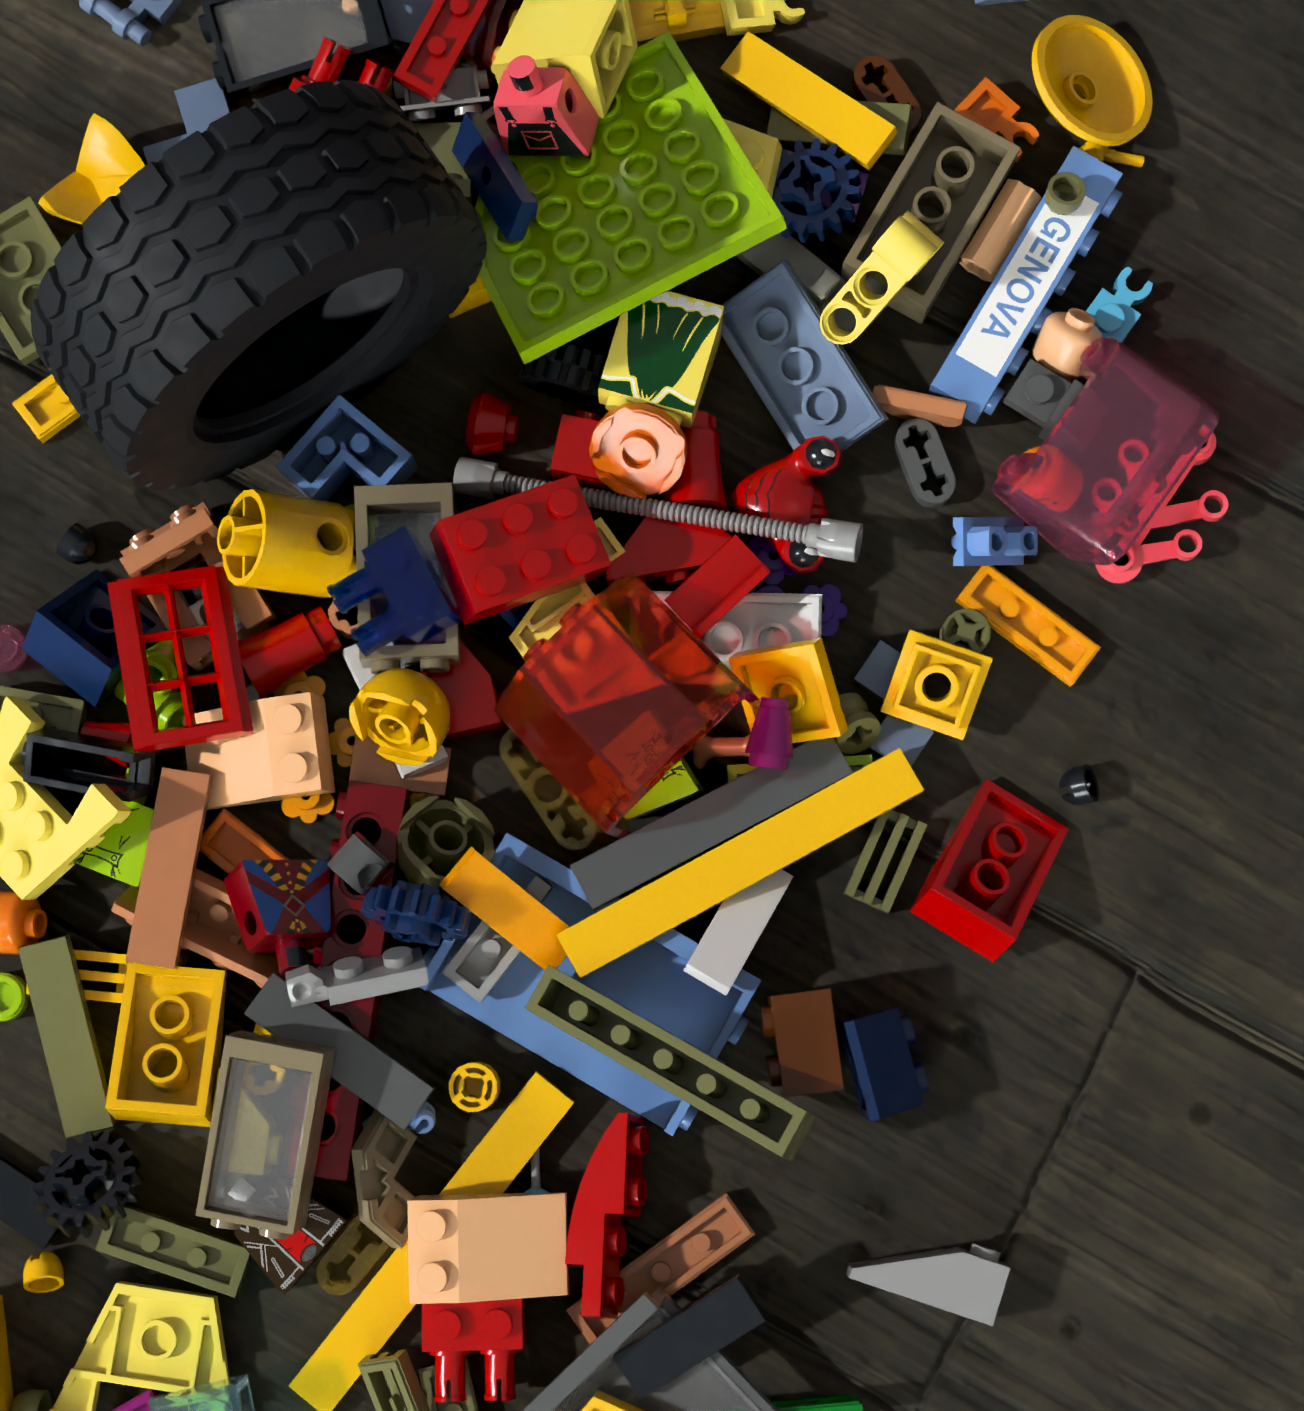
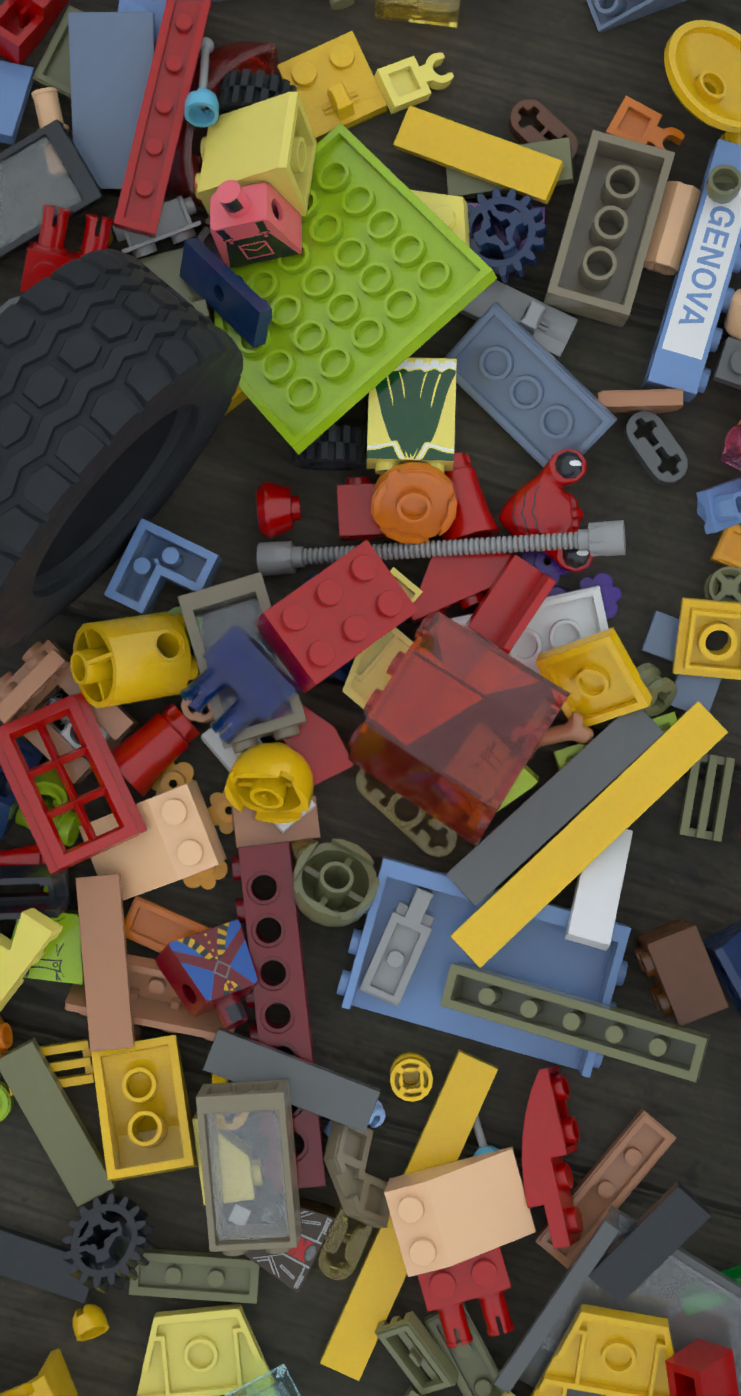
camera: 15 degrees left, 5 degrees up
(358, 978) = (293, 1016): light grey hinge -> none
(360, 863) = (267, 919): dark grey leg -> none
(416, 913) = (328, 950): dark blue gear -> none
(506, 908) = (402, 924): light orange tile -> none
(771, 735) = (589, 721): magenta cone -> none
(899, 257) = (598, 276): light yellow piece -> none

